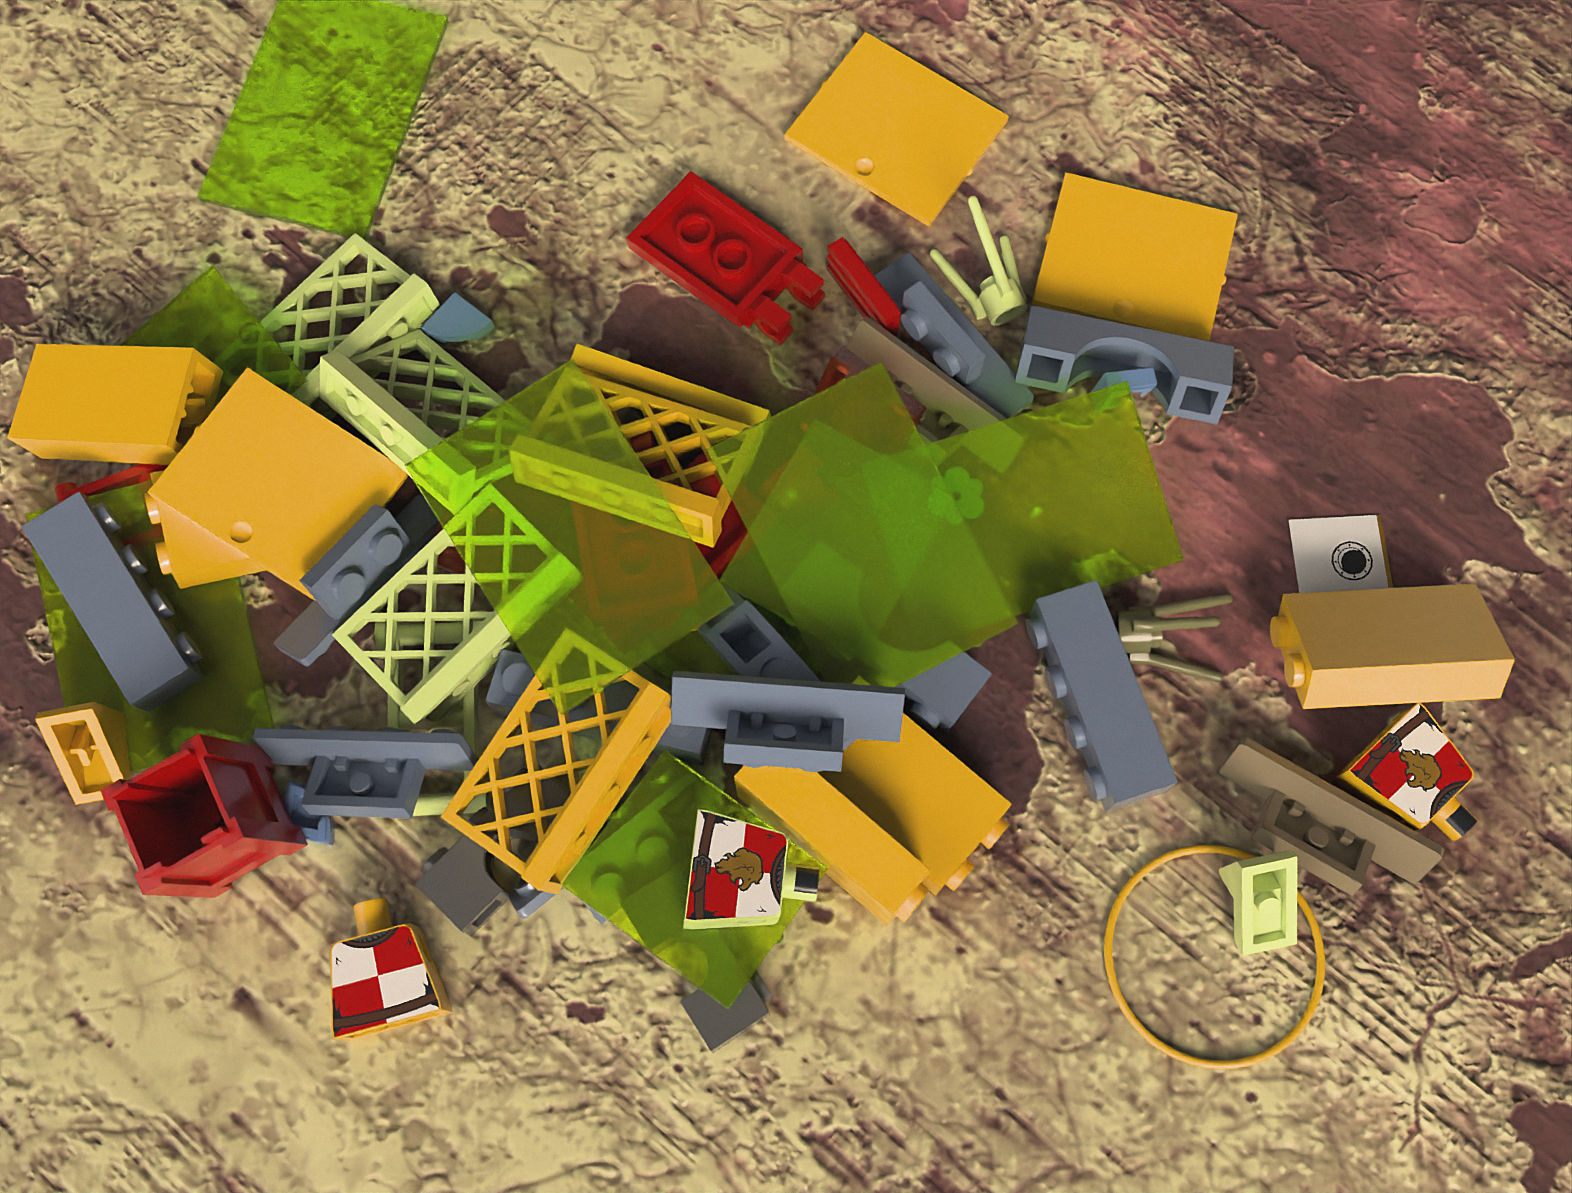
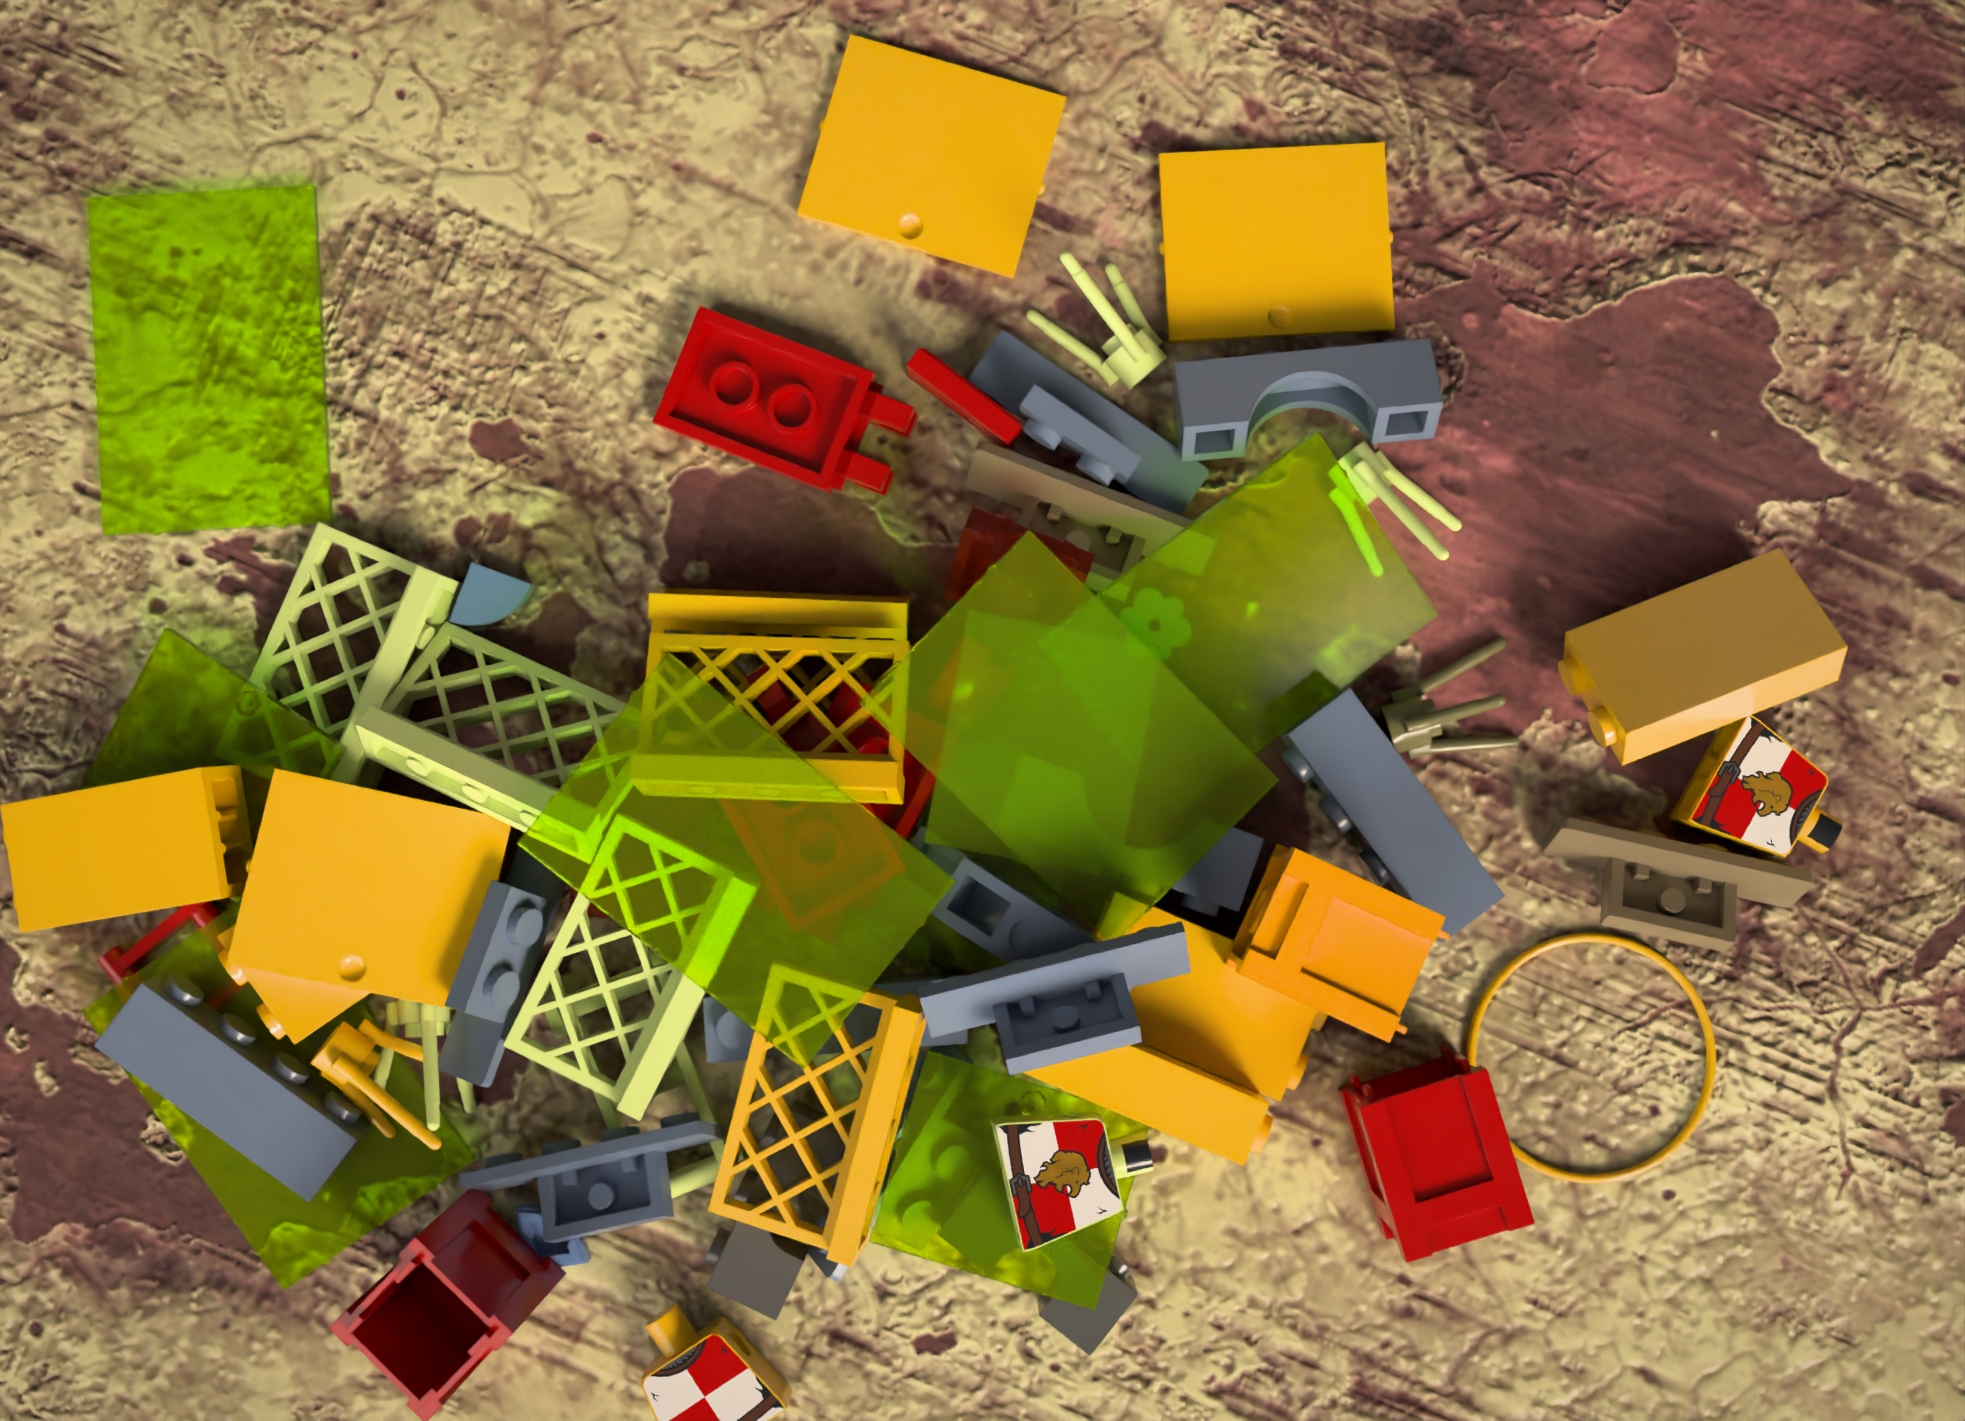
camera: 20 degrees left, 15 degrees up
(87, 747) = (281, 1258): yellow slope -> none
(208, 611) = (348, 1061): none -> yellow plant
(279, 606) = (427, 1023): none -> yellowish green plant
(1024, 752) = (1334, 941): none -> light orange container
(1059, 974) = (1435, 1155): none -> red container
(1139, 380) = (1323, 420): medium blue tile -> none
(1164, 442) = (1372, 478): none -> yellowish green plant
(1263, 901) = (1630, 988): yellowish green slope -> none
(1340, 553) = (1617, 552): white sticker -> none

